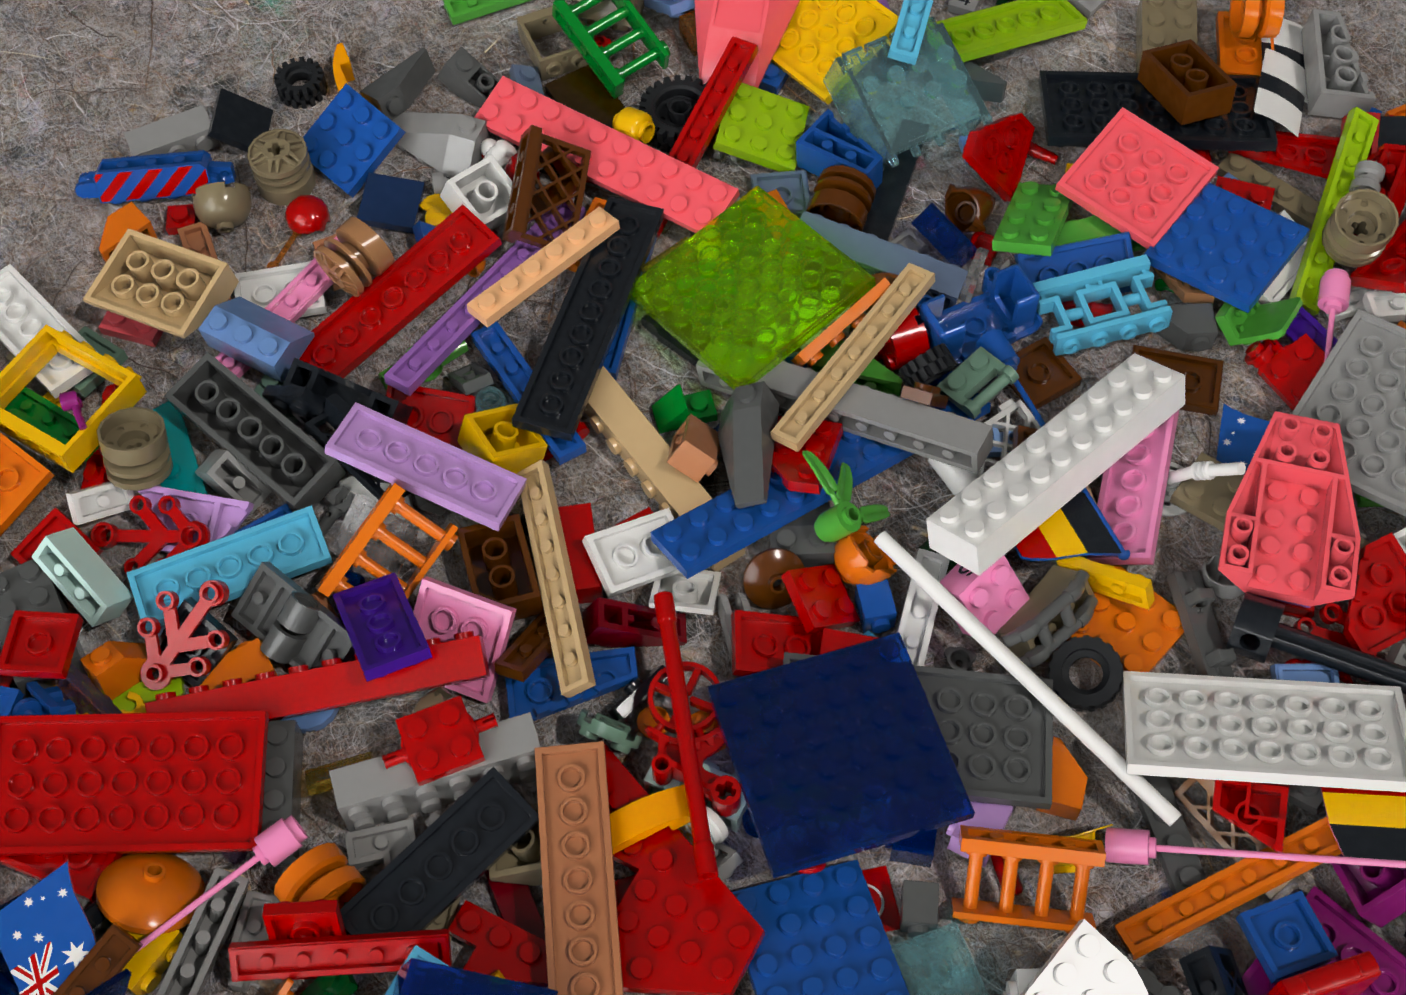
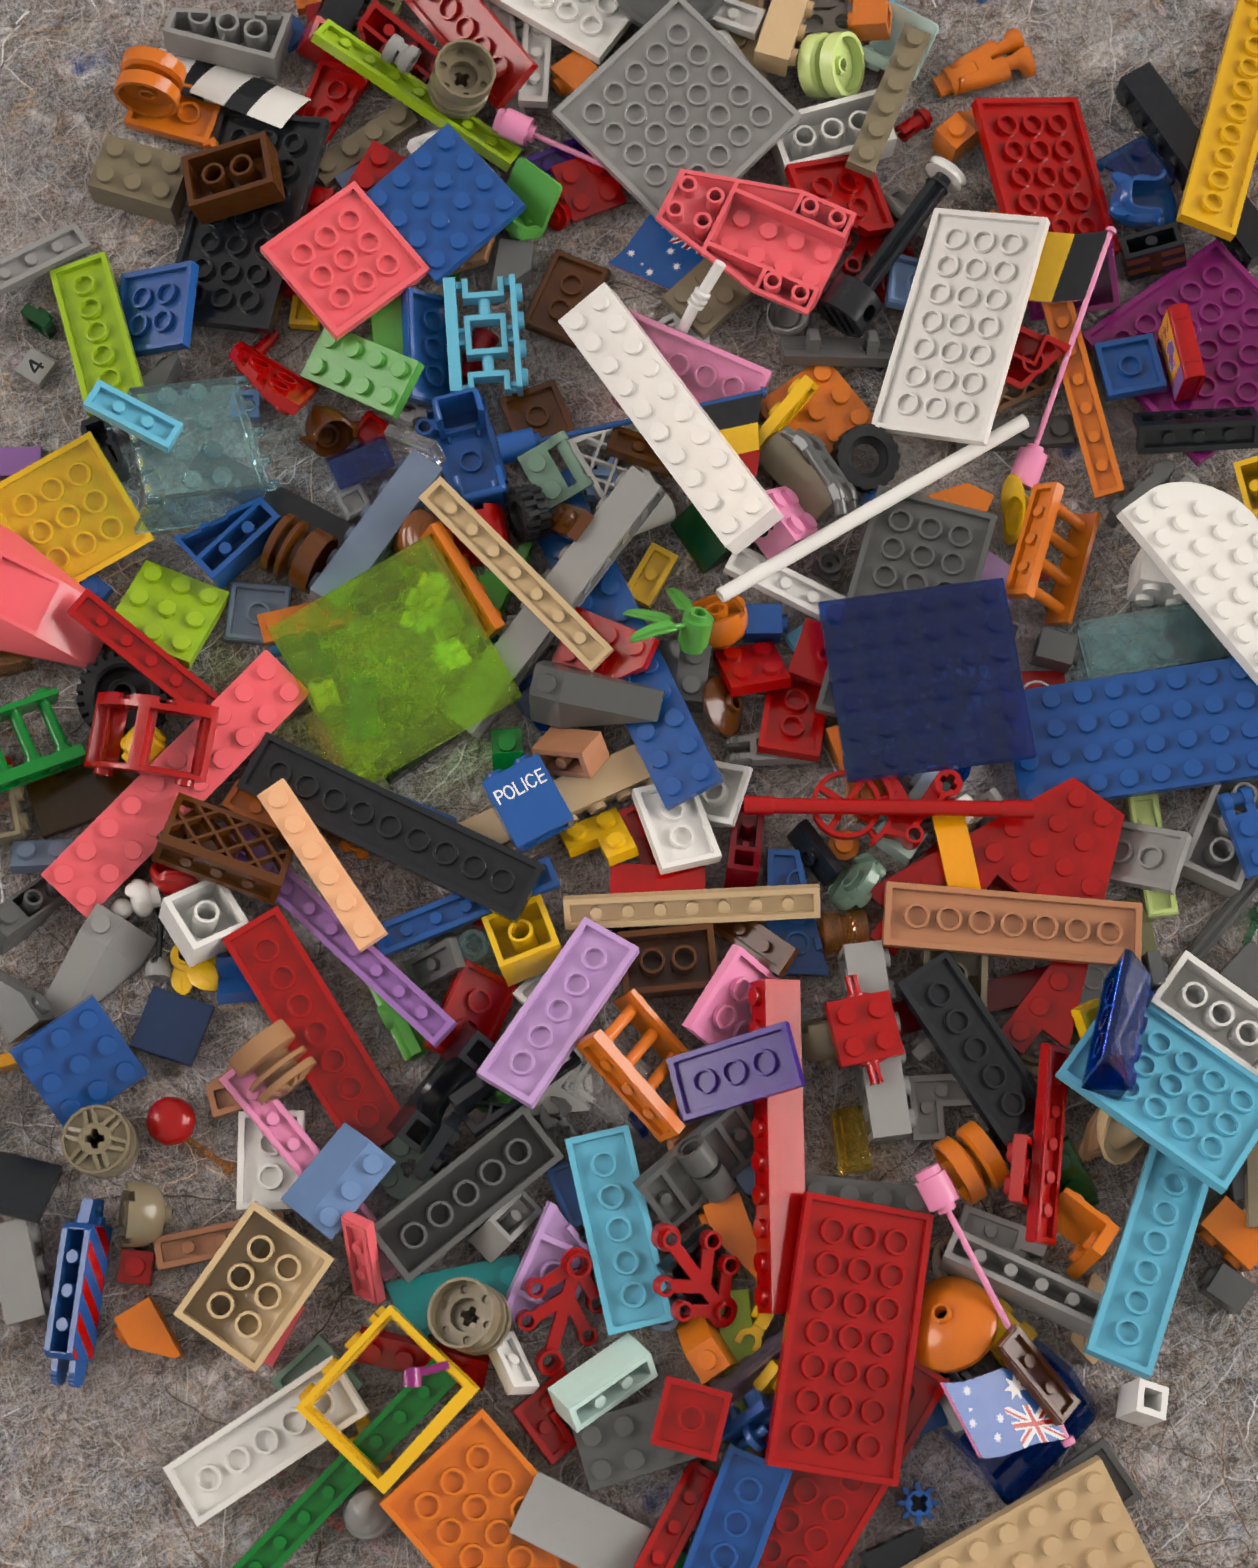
camera: 85 degrees left, 15 degrees up
(188, 362) = (363, 1257): none -> coral tile
(557, 724) = (839, 930): none -> clear orange wheel
(620, 495) = (603, 831): none -> yellow plate
(633, 101) = (109, 728): none -> red window
(633, 415) = (527, 802): none -> blue brick
(901, 497) = (652, 574): none -> yellow plate
(1044, 63) = (160, 306): none -> blue plate

